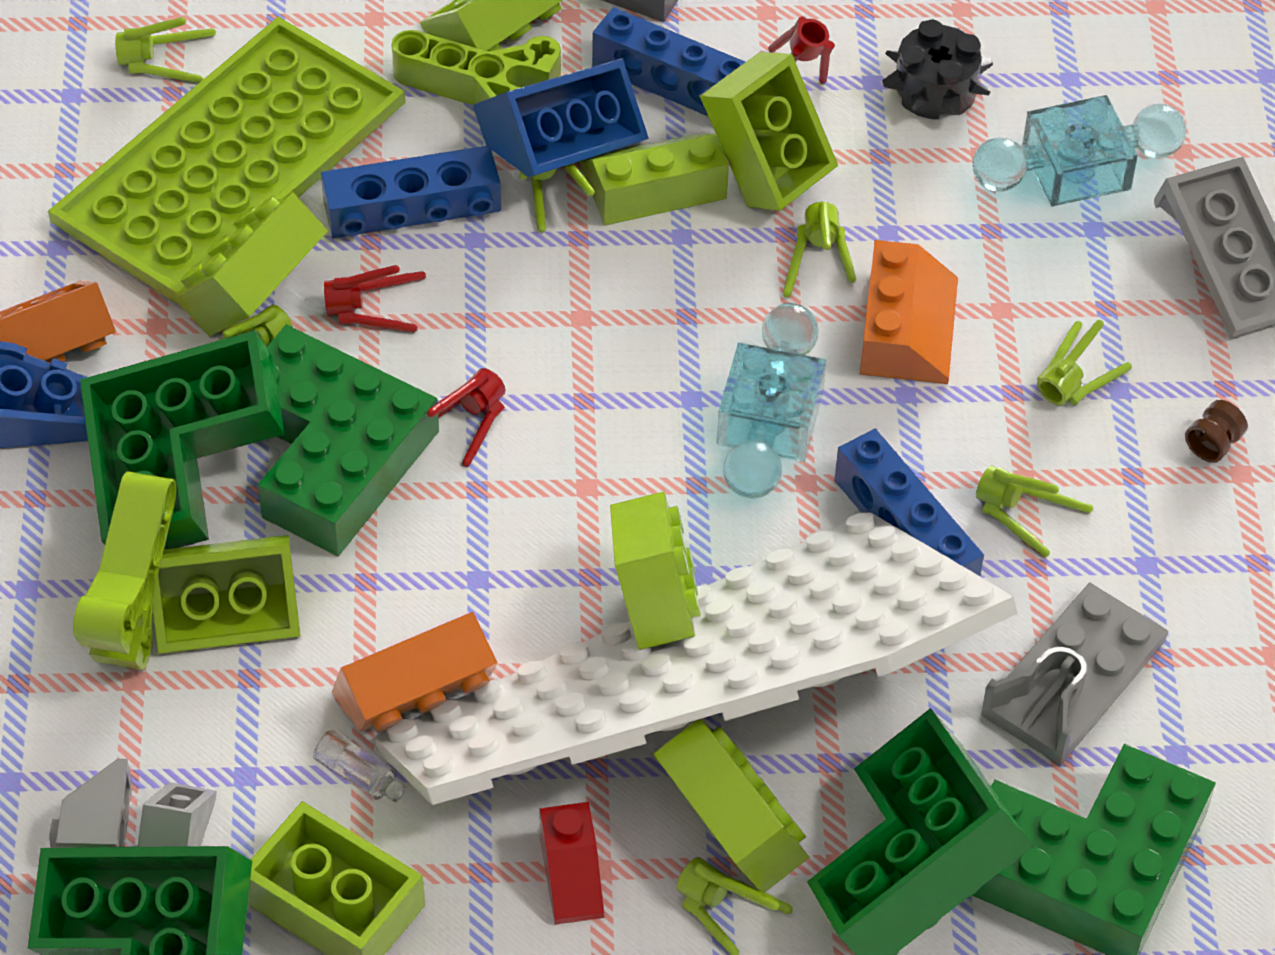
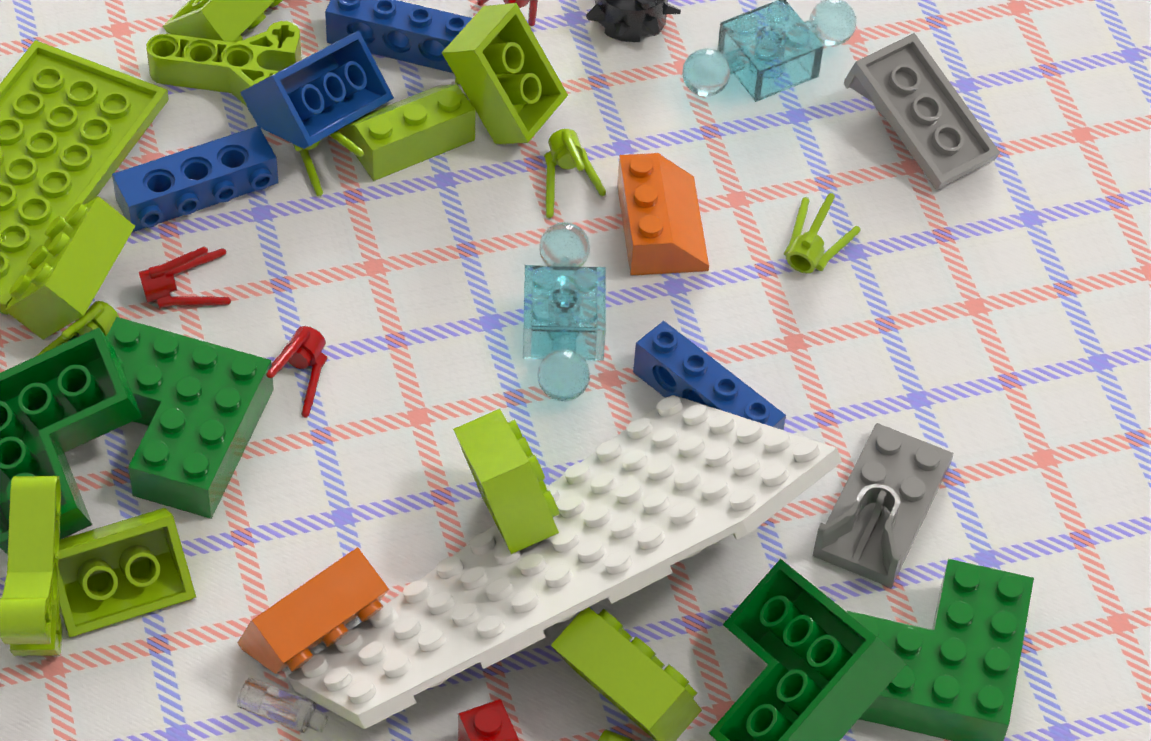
camera: 15 degrees left, 0 degrees up
(1004, 489) = (783, 353): lime plant -> none
(1221, 425) = (948, 272): reddish brown wheel -> none

